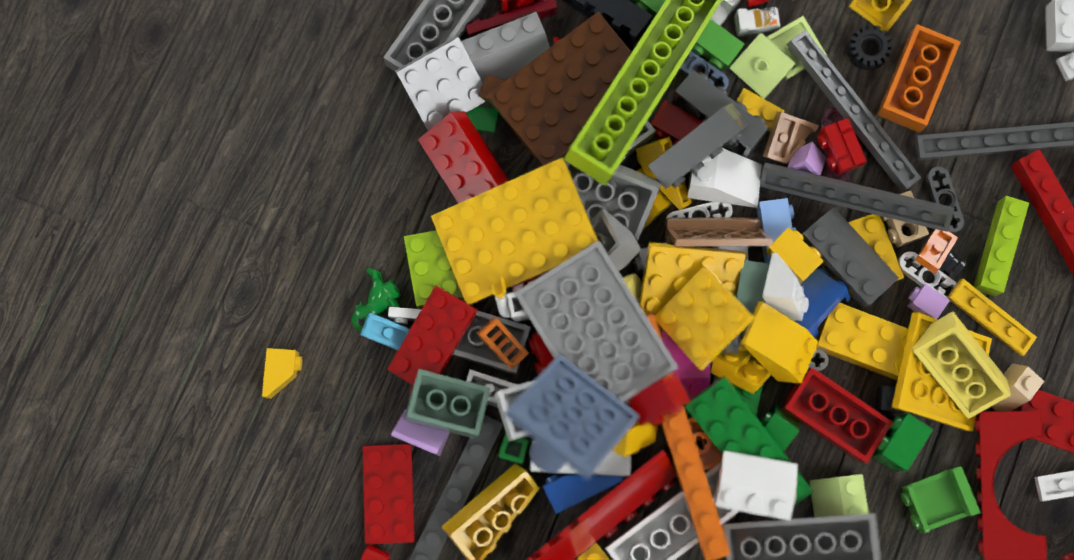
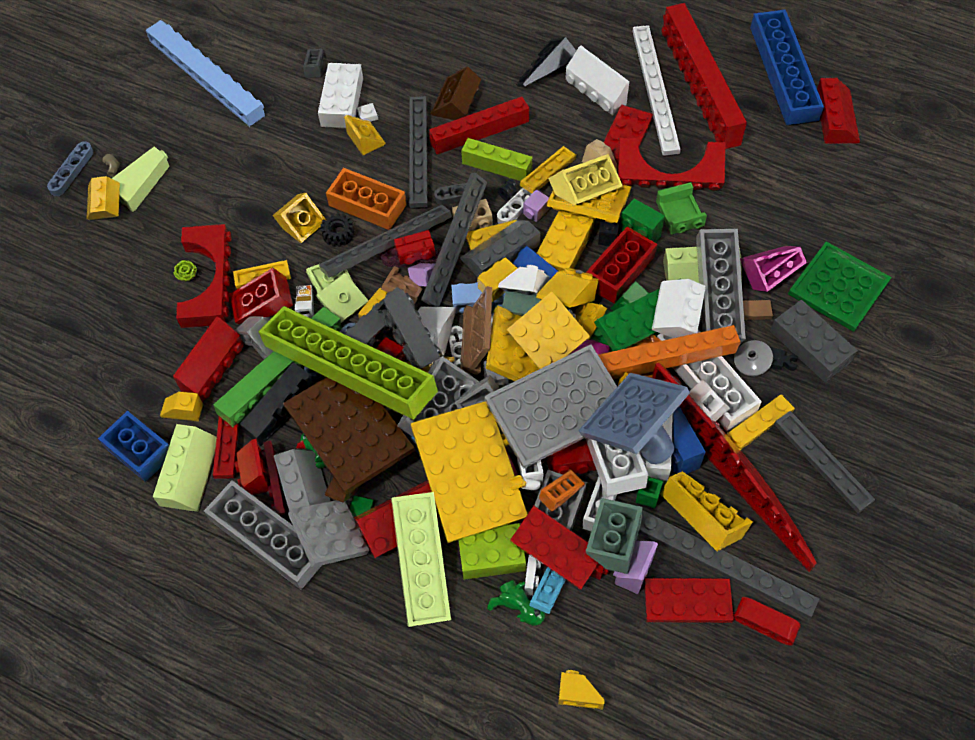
camera: 85 degrees left, 20 degrees down
(415, 188) = (420, 559): none -> yellowish green plate
(627, 519) = (708, 400): none -> white slope
(659, 400) = (617, 358): red brick -> none
(936, 249) = (498, 197): plate -> none
(1032, 65) = (363, 134): none -> yellow slope

